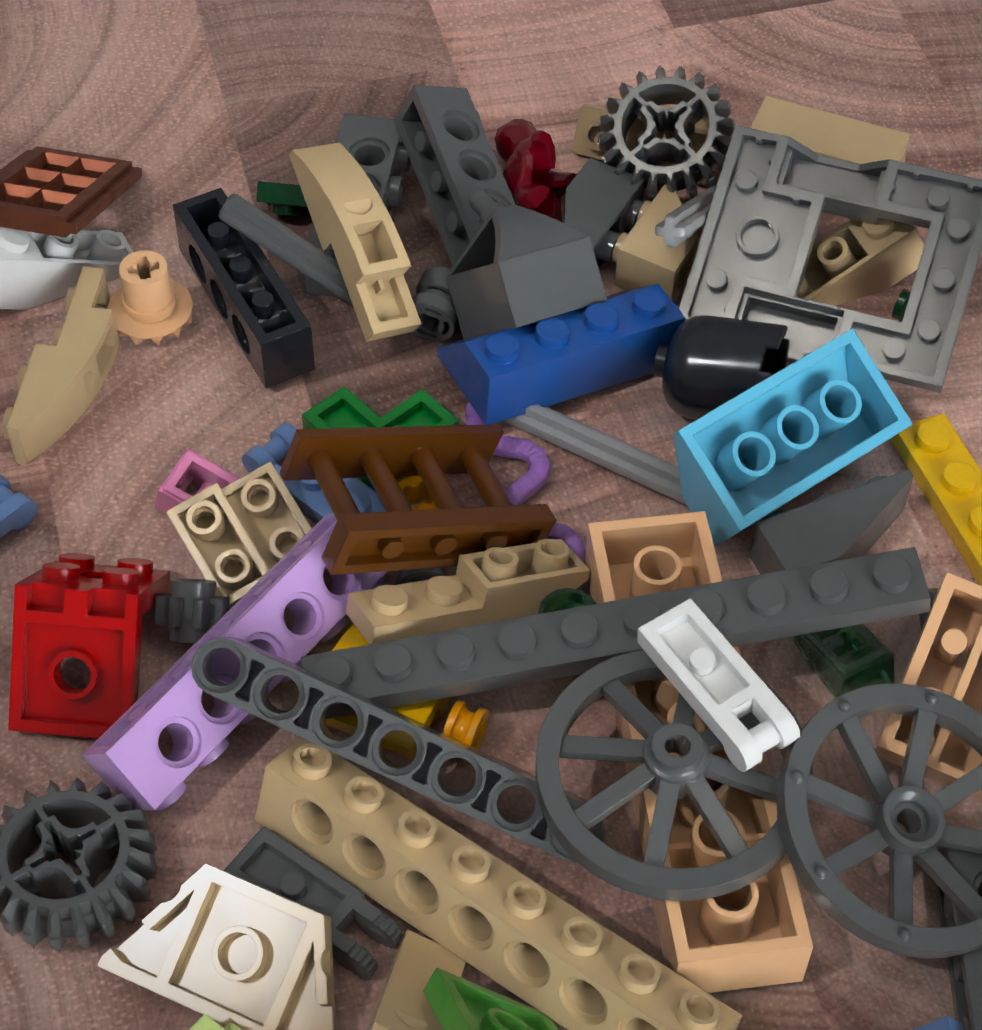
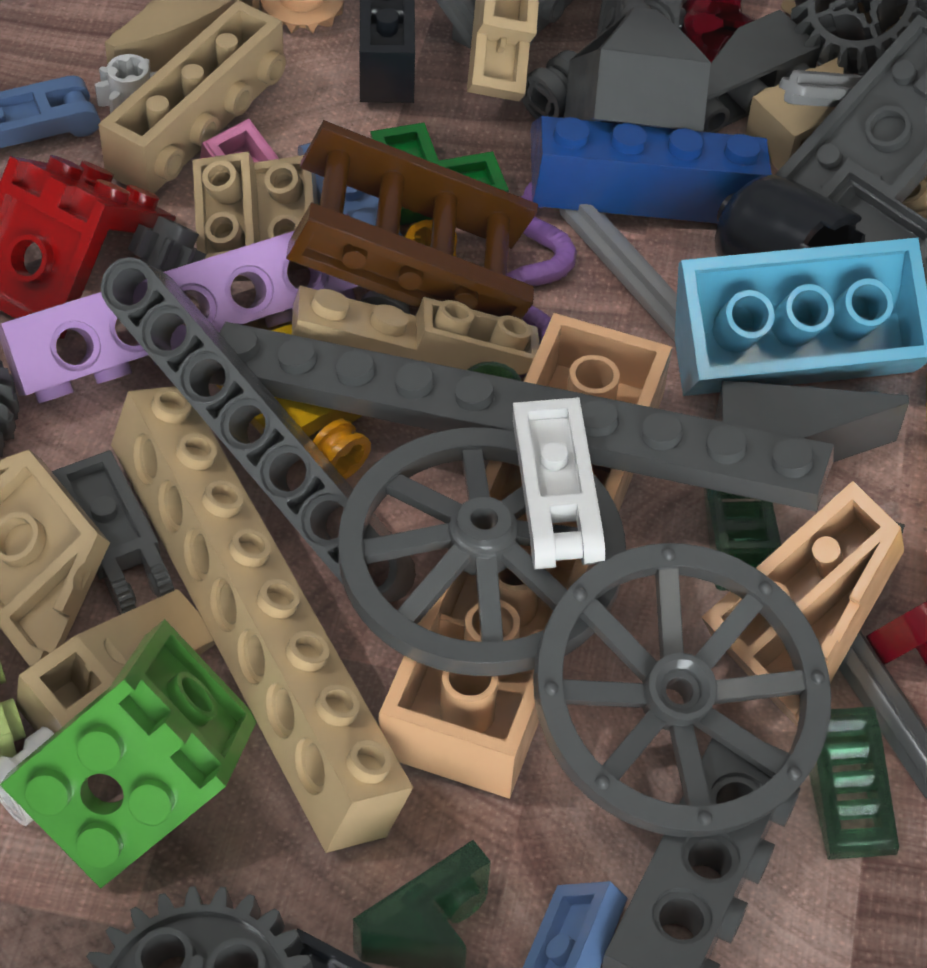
camera: 25 degrees right, 0 degrees up
(50, 463) = (121, 79): none -> white gear
(123, 449) = (193, 97): none -> tan brick

